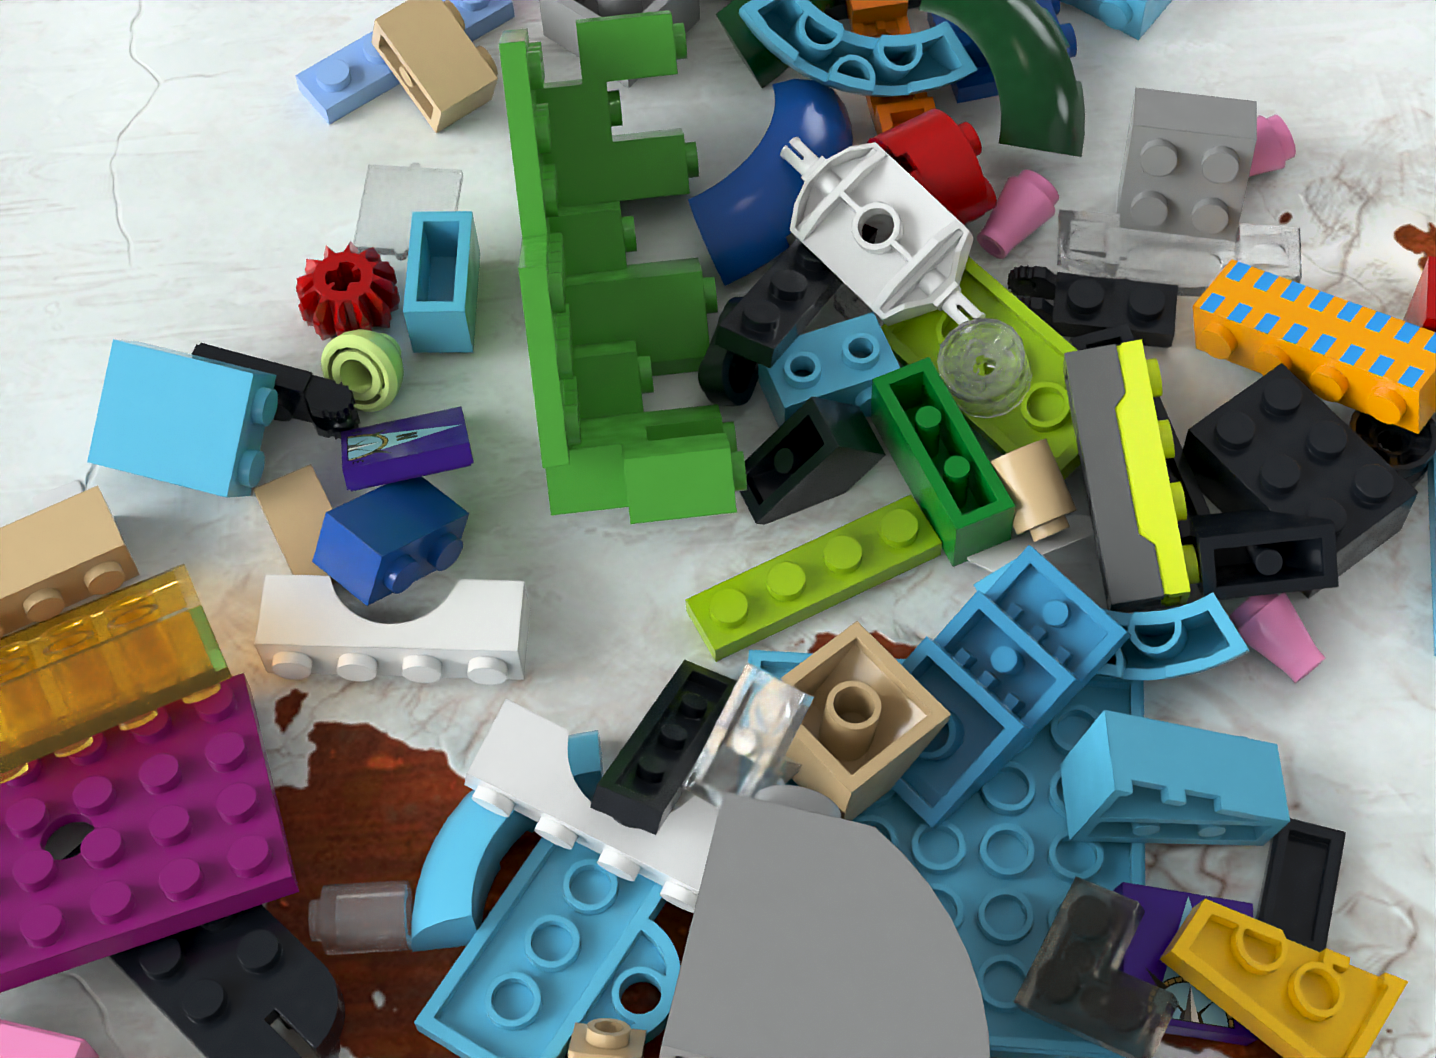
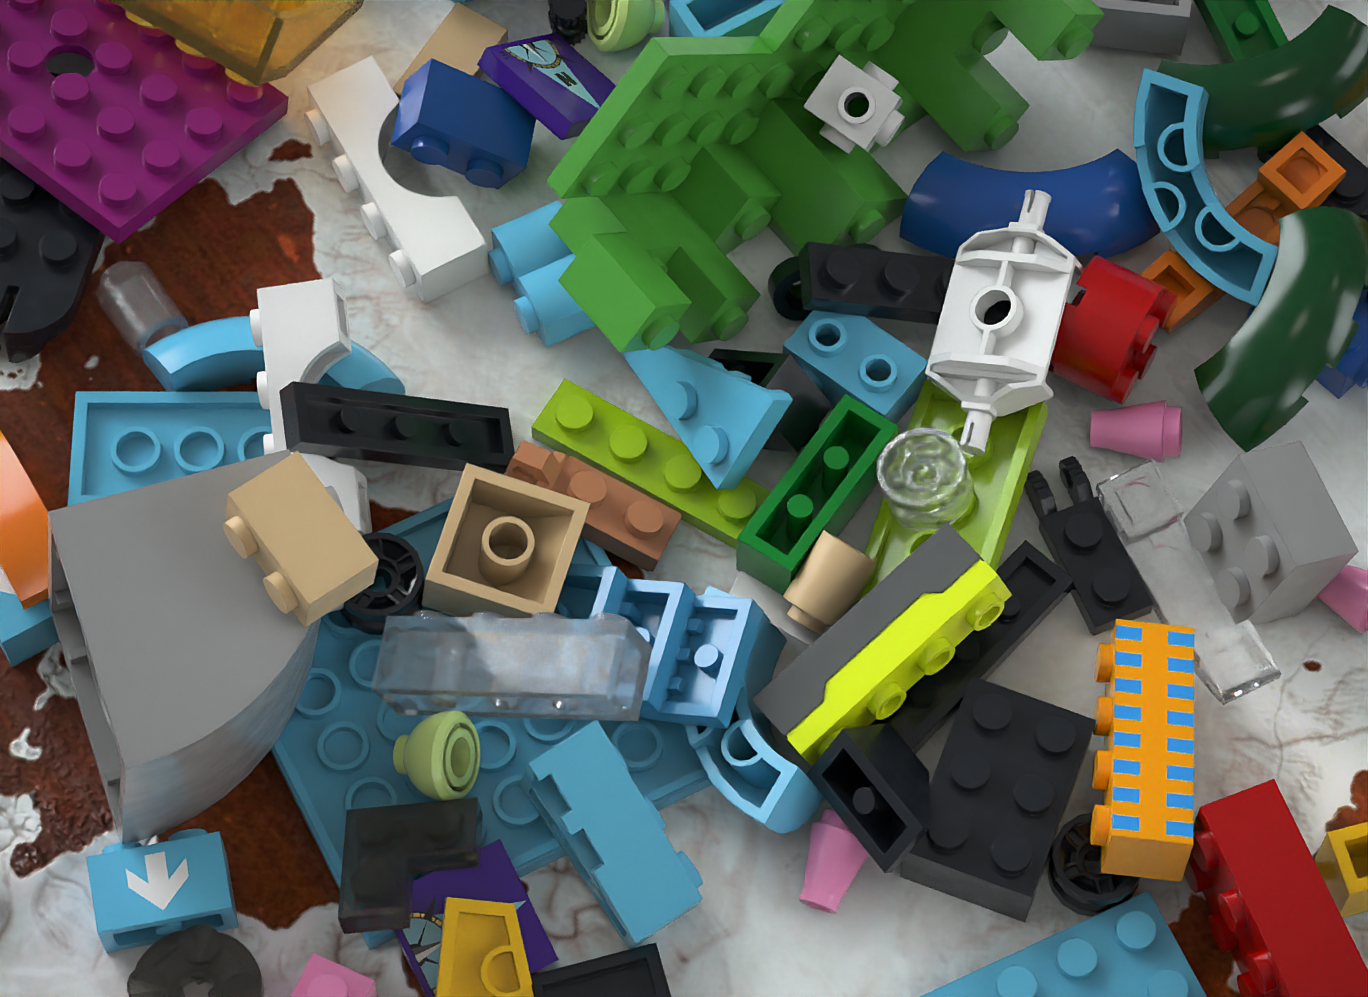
camera: 55 degrees right, 5 degrees up
(578, 556) = (532, 261): none -> medium azure brick
(617, 222) = (836, 92): none -> white brick
(751, 738) = (416, 482): clear slope -> none
(794, 641) = (618, 514): none -> nougat hinge
(817, 490) = (712, 409): none -> medium azure wing
(842, 823) = (299, 540): none -> tan brick
(984, 759) = (513, 666): none -> clear brick
(1008, 892) = (440, 755): none -> yellowish green brick

